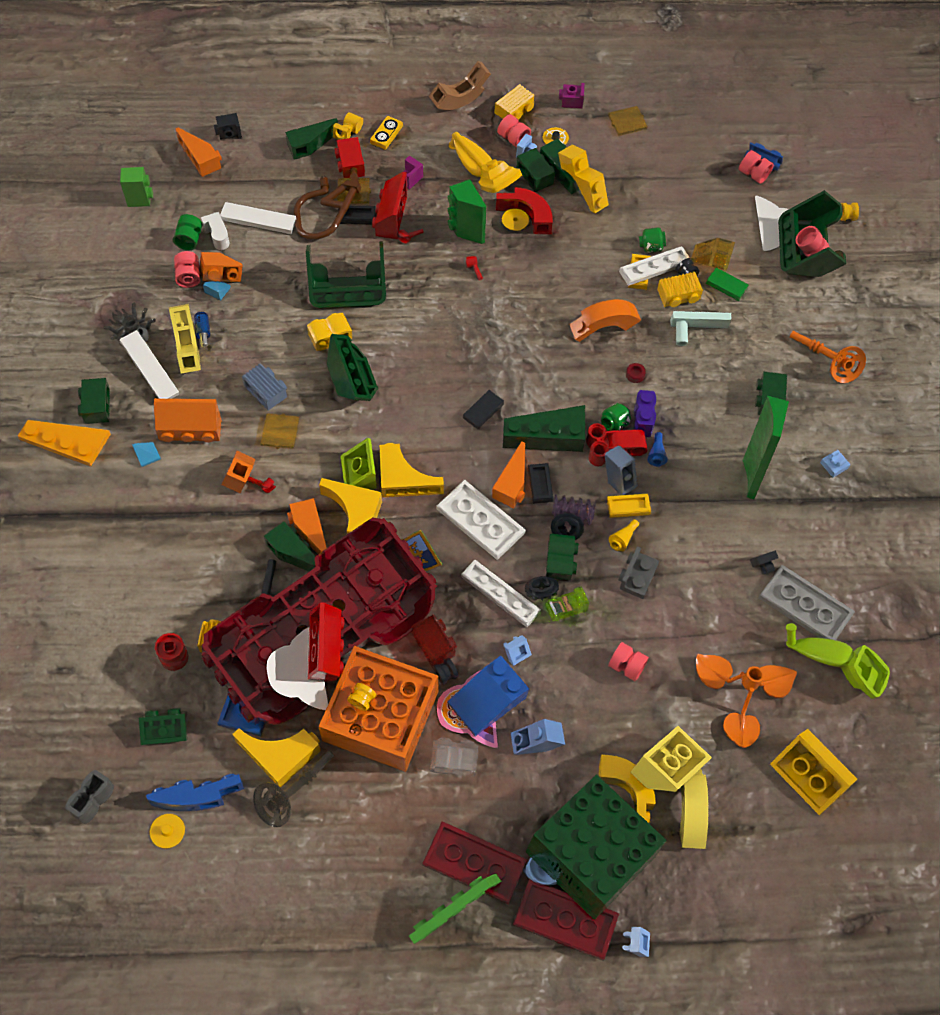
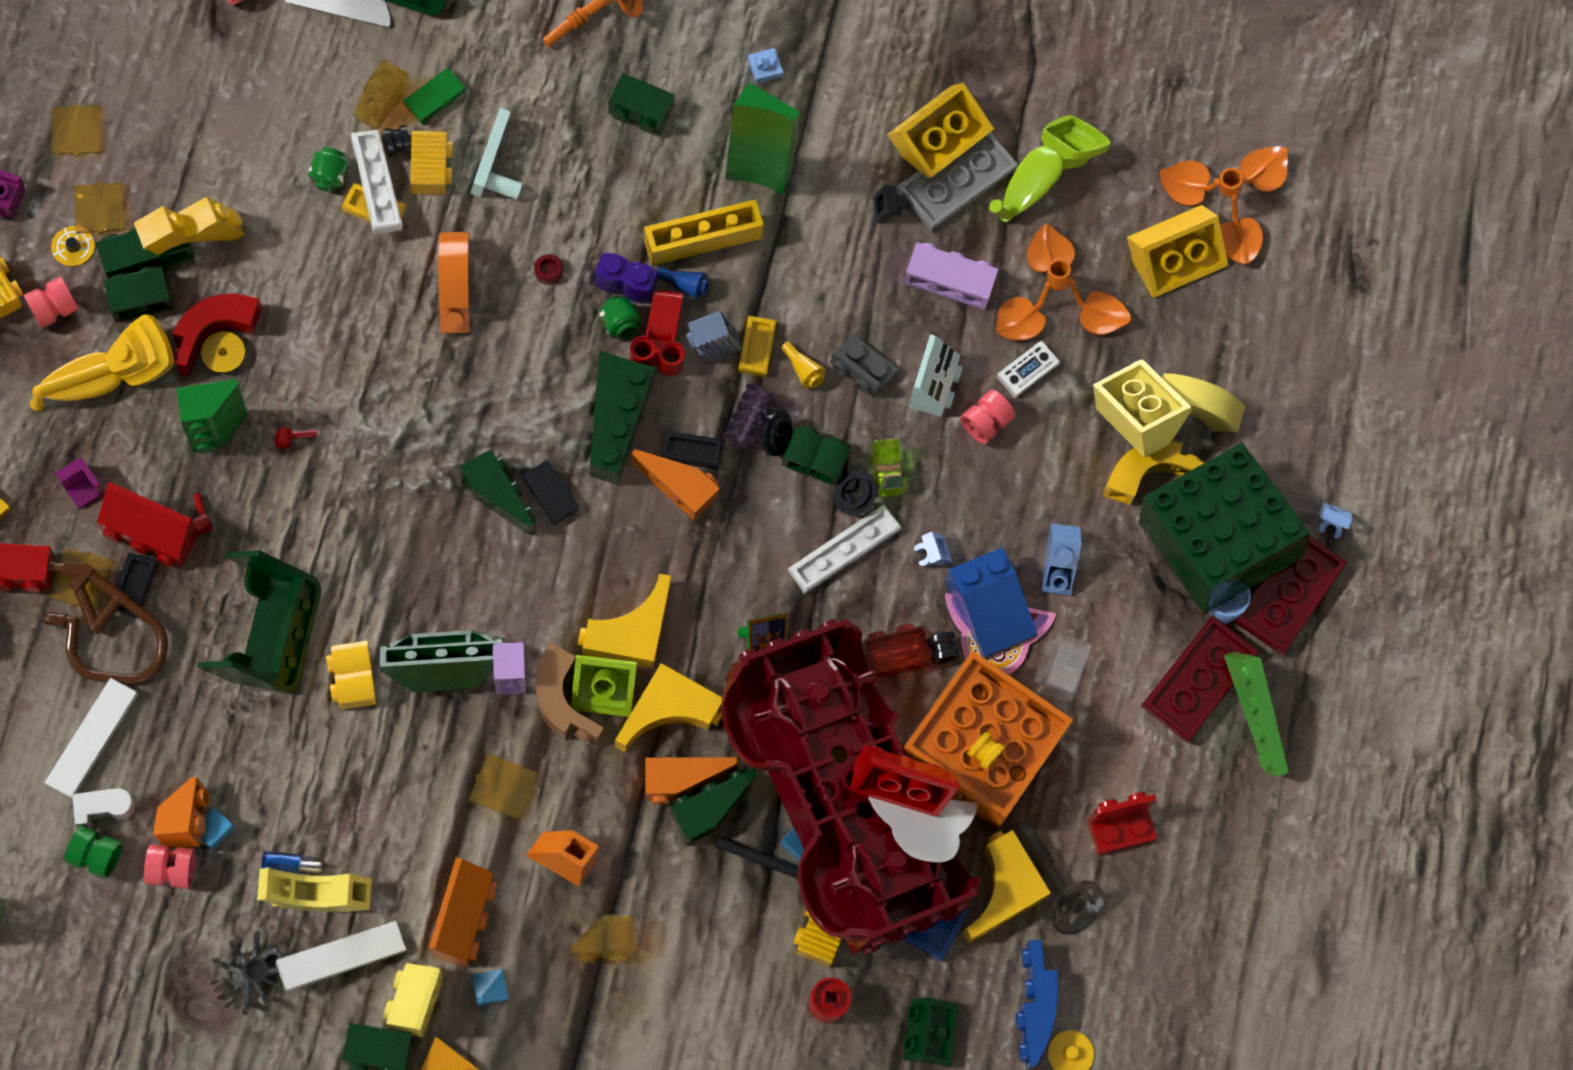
camera: 85 degrees left, 10 degrees up
(127, 412) = (414, 999): none -> light yellow slope
(190, 508) = (607, 938): none -> clear yellow slope
(264, 386) = (425, 790): sand blue brick -> none
(267, 486) = (594, 822): red hand -> none
(341, 441) = (550, 679): none -> medium nougat arch
(343, 827) = (1123, 823): none -> red bracket
(353, 407) = (509, 668): none -> lavender panel
(476, 373) = (492, 488): none -> dark green slope
(480, 519) = (726, 544): white tile -> none
(525, 145) = (89, 294): light blue tile -> none
(585, 139) = (99, 208): none -> clear yellow piece
(644, 616) = (935, 378): none -> light aqua slope
(677, 685) = (1028, 369): none -> white tile
(694, 449) = (703, 232): none -> yellow brick
(728, 614) = (950, 275): none -> lavender brick
(835, 580) = (941, 130): none -> yellow slope
(875, 768) = (1263, 168): none -> orange plant

